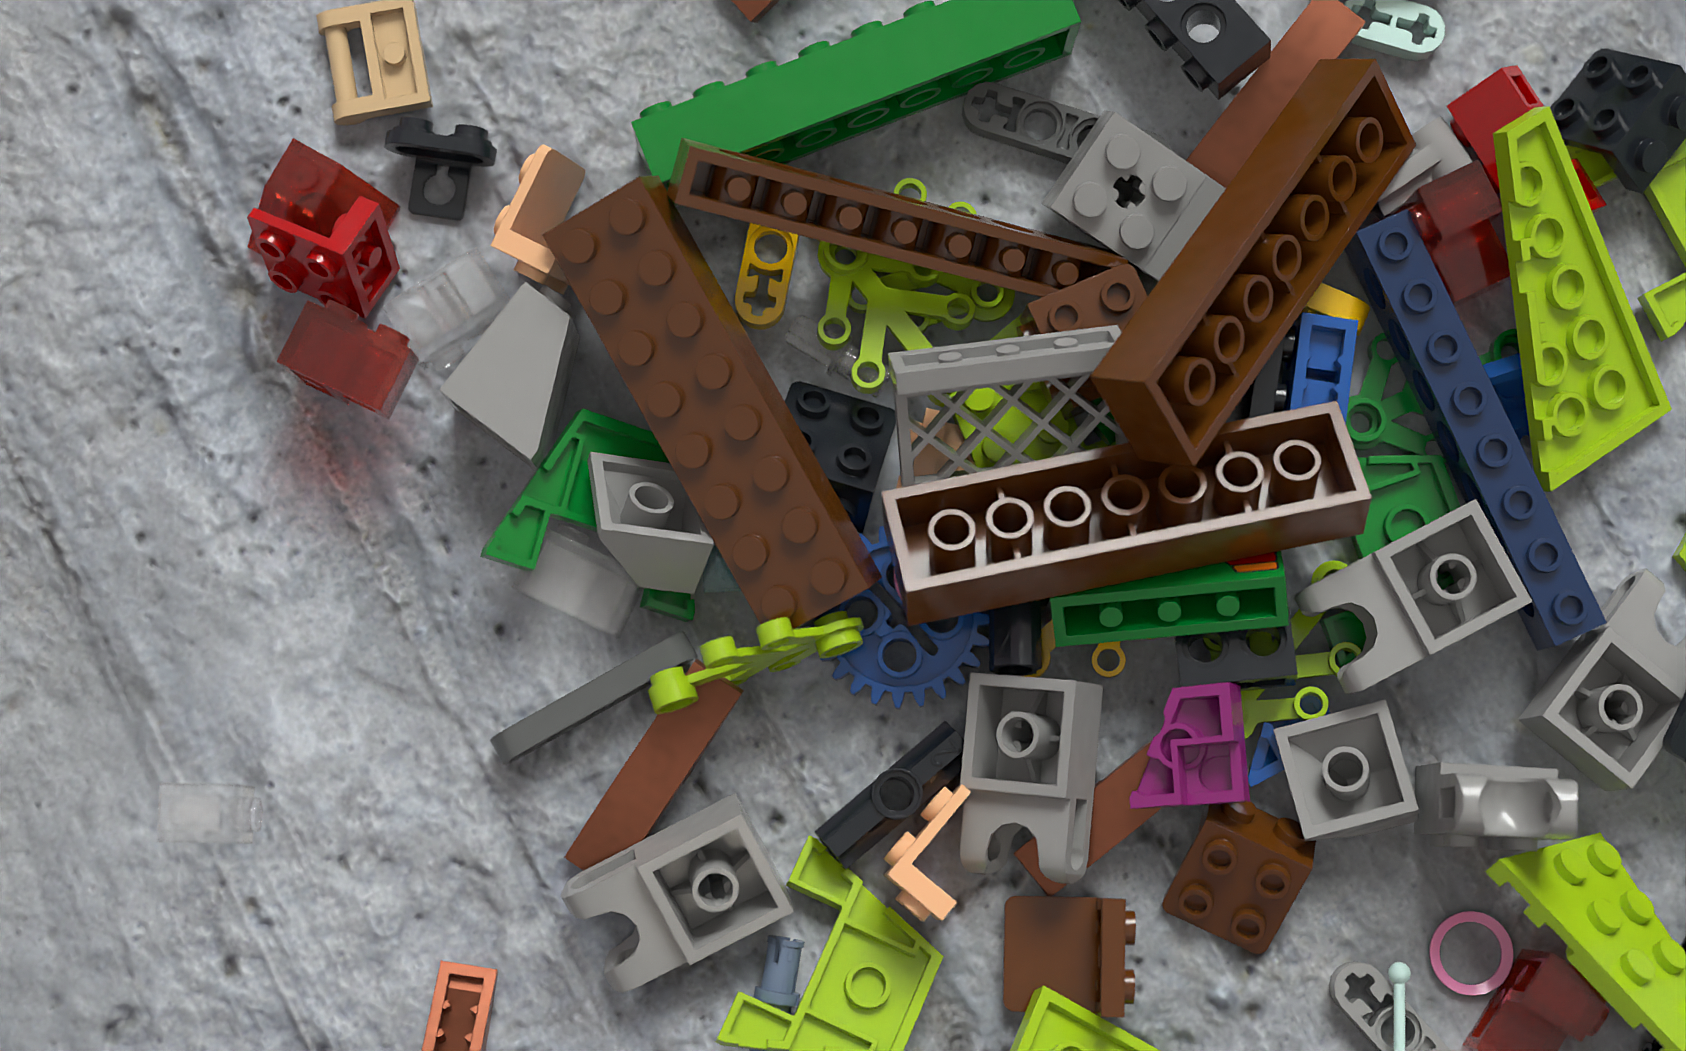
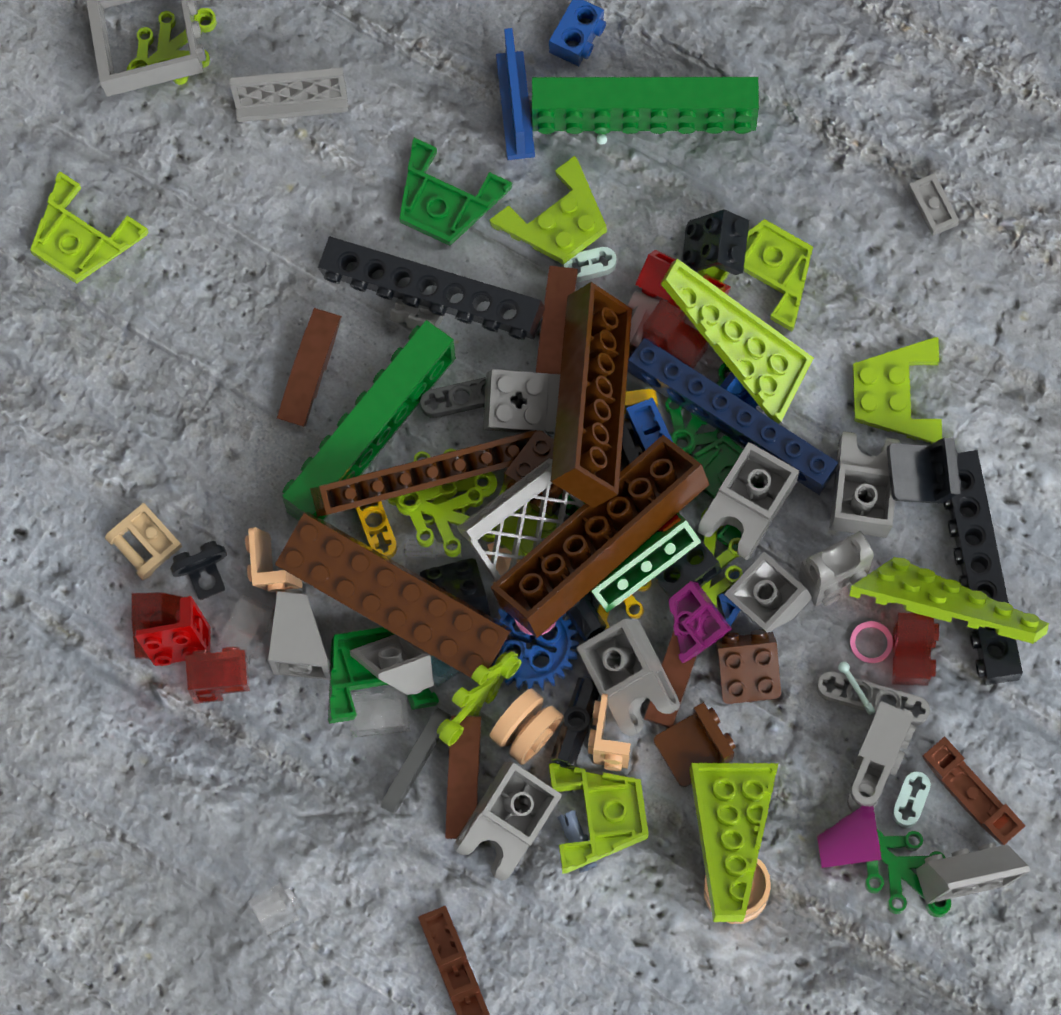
camera: 25 degrees left, 10 degrees down
(806, 760) = (526, 726): none -> light nougat wheel

